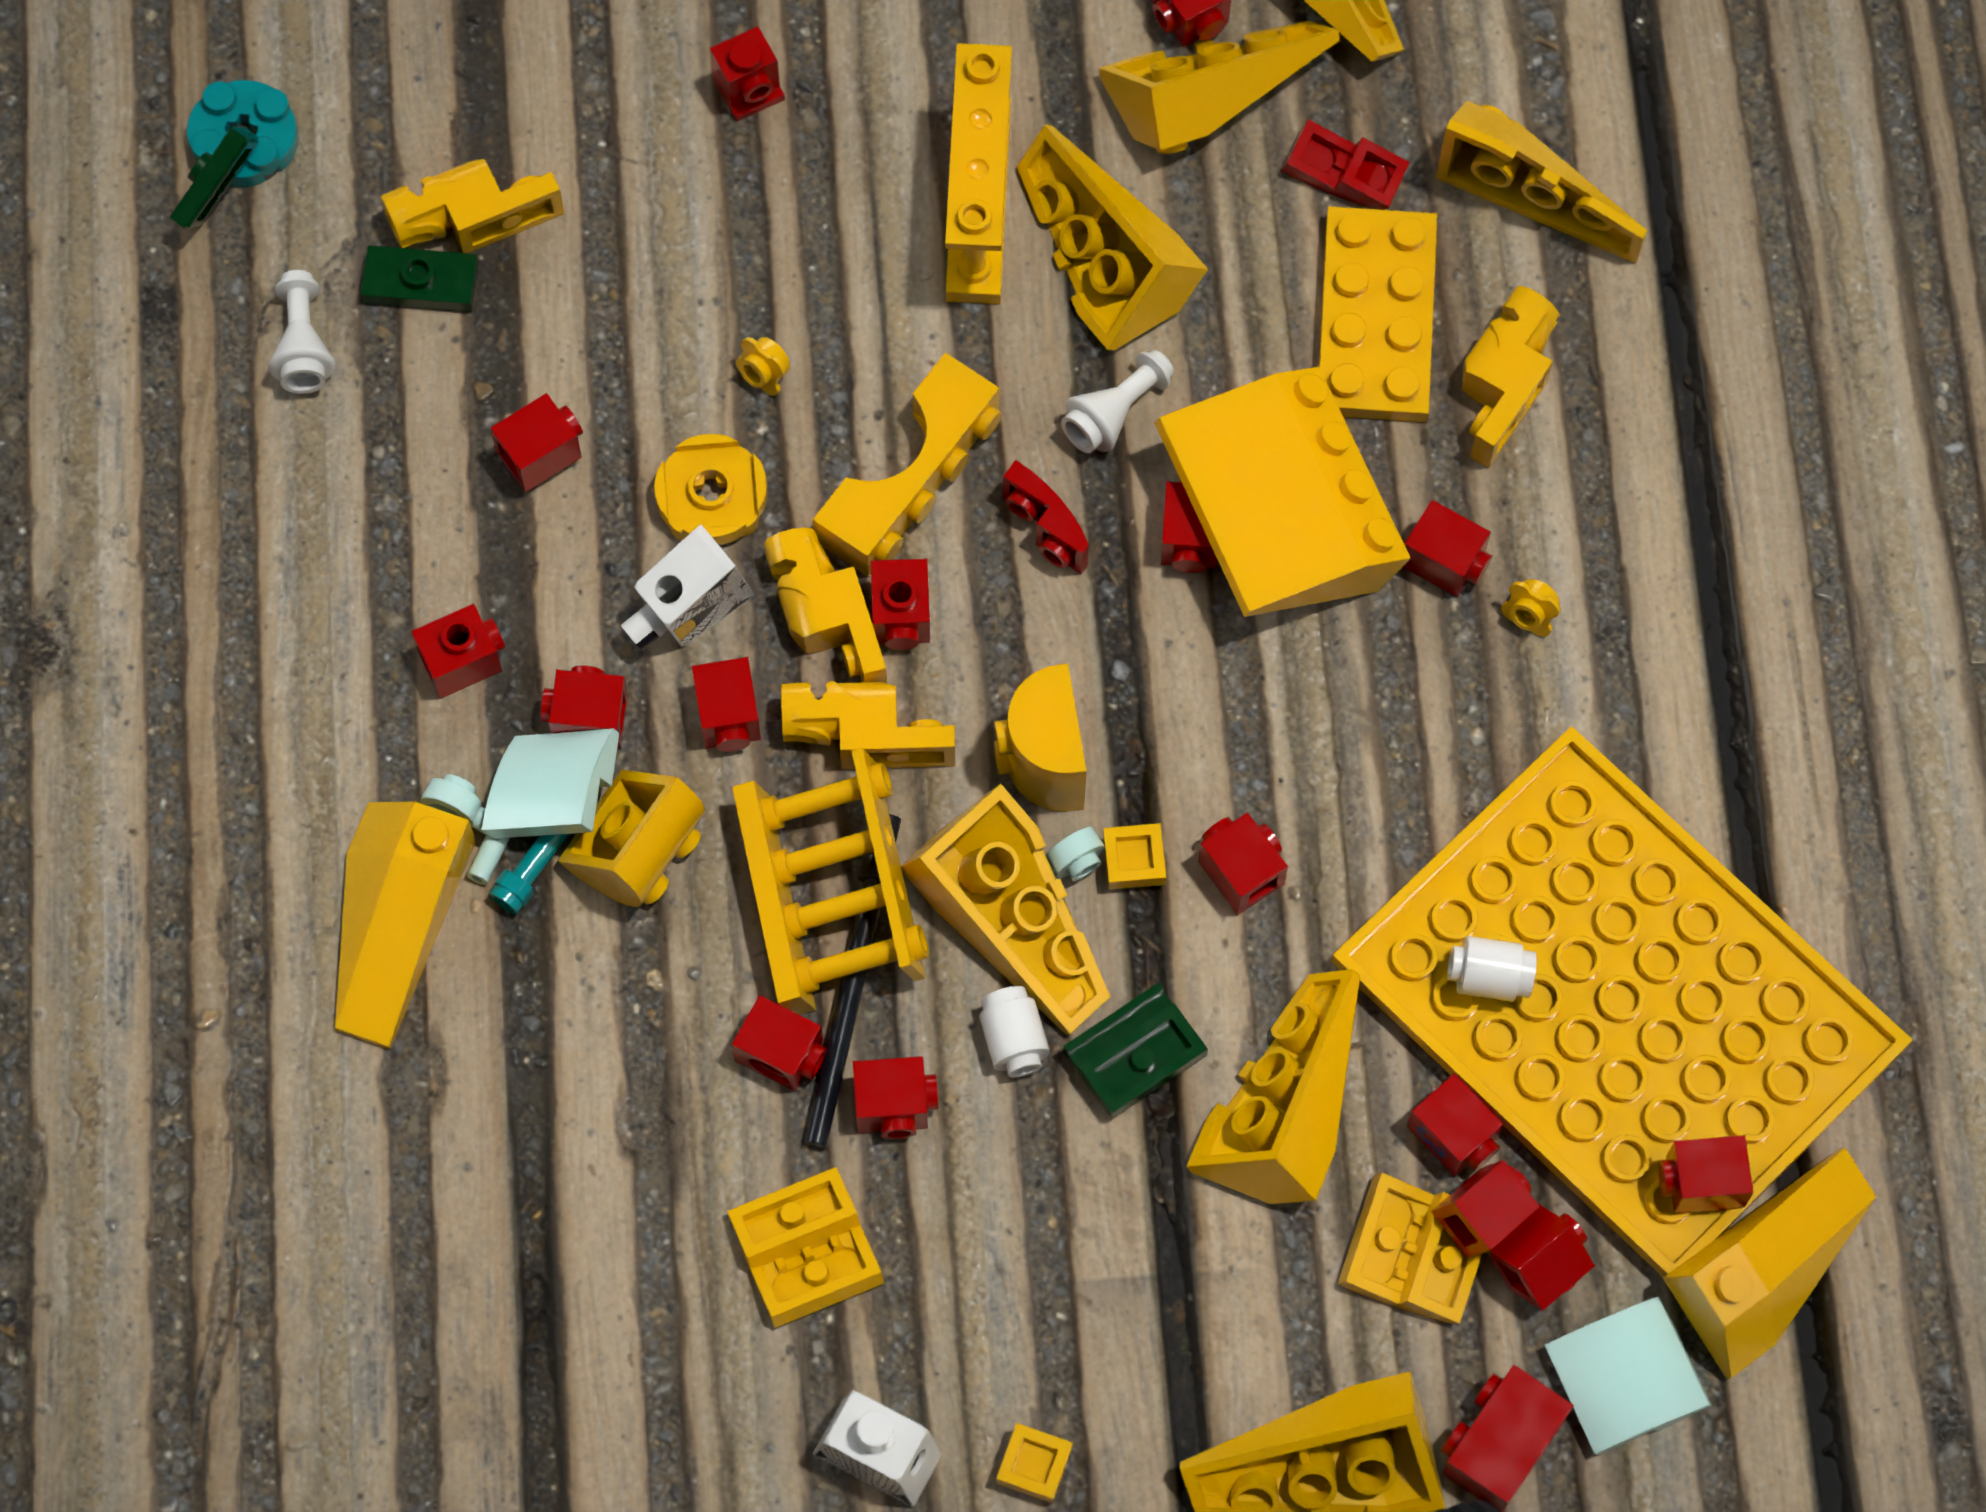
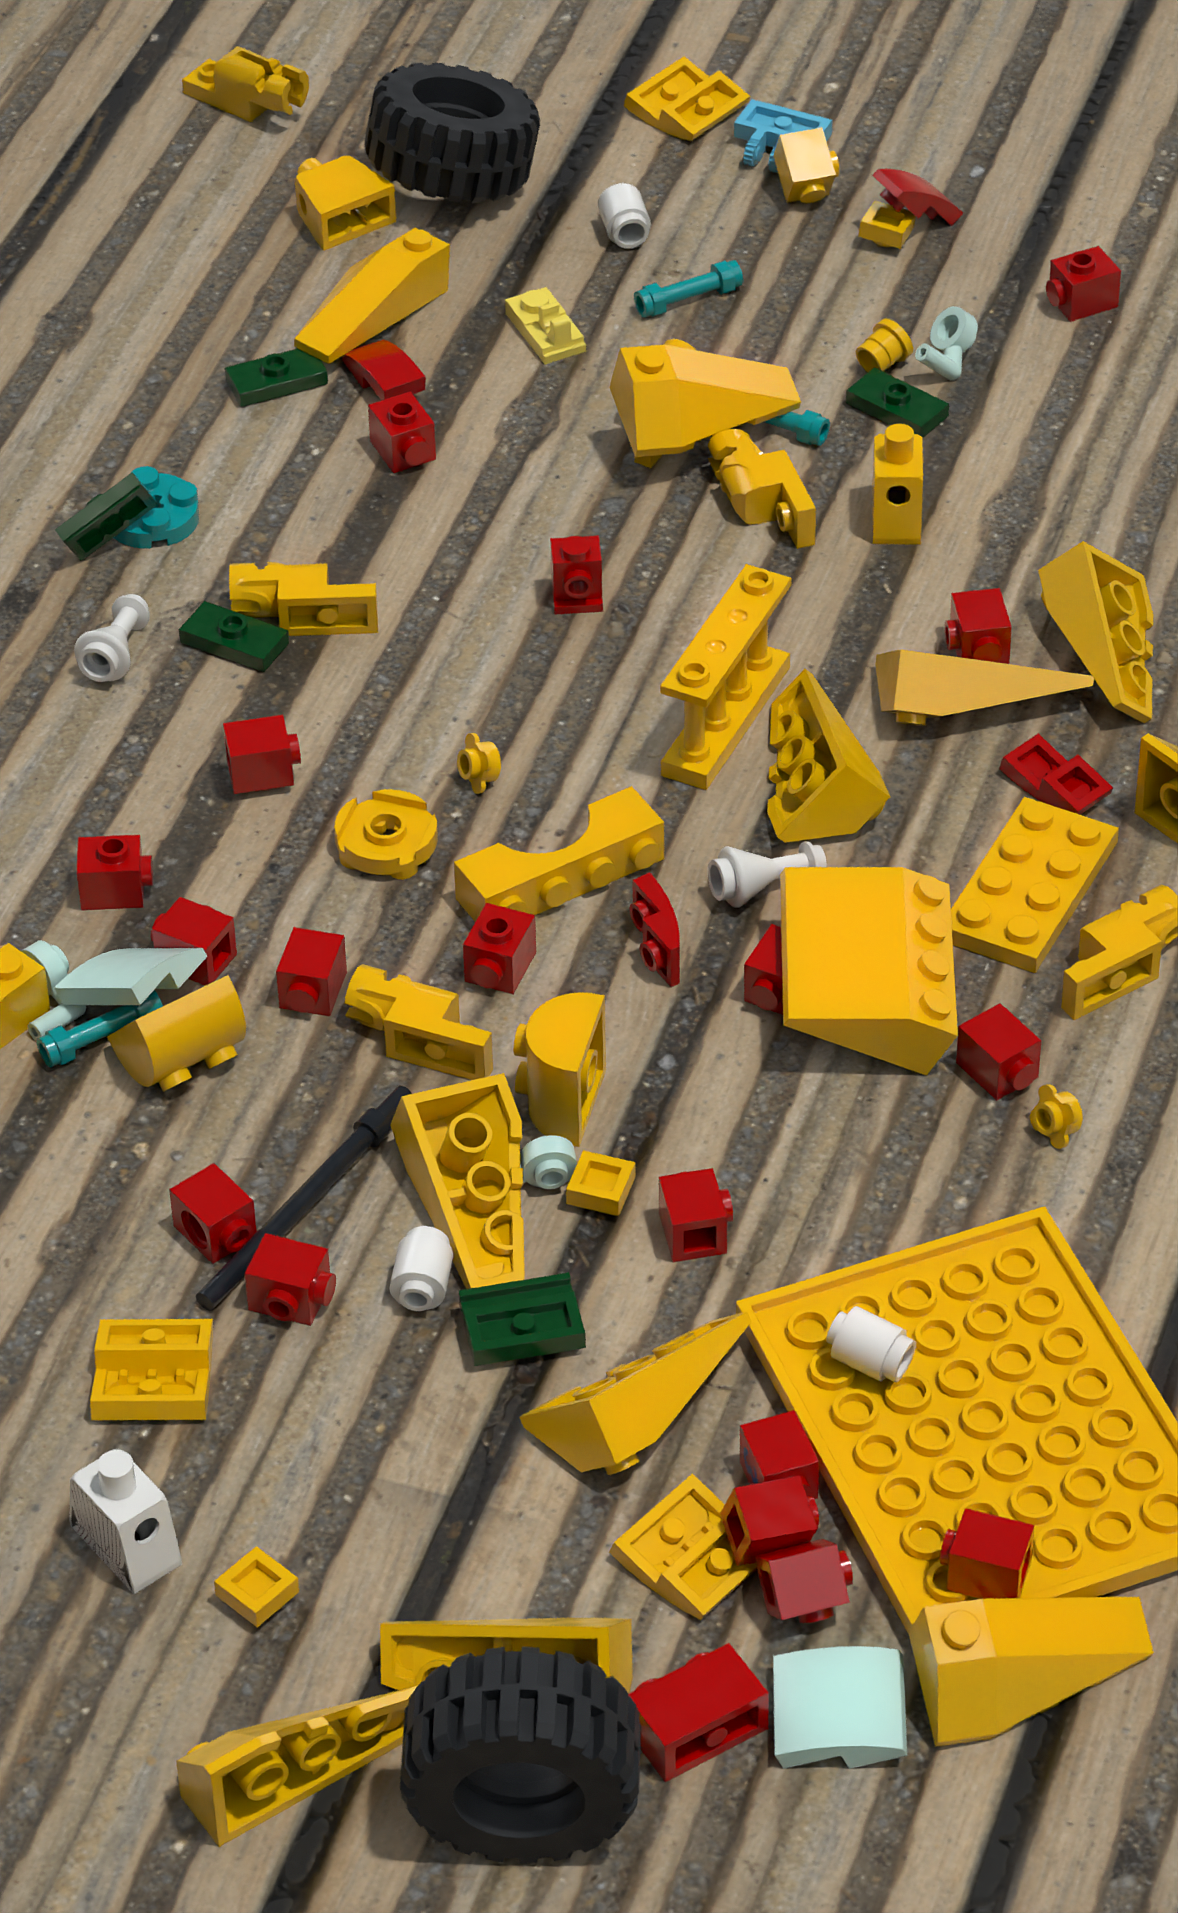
camera: 25 degrees right, 25 degrees down
(687, 592) = (323, 882): white torso -> none
(774, 868) = (284, 1088): yellow fence -> none
(823, 604) = (432, 927): yellow plate -> none

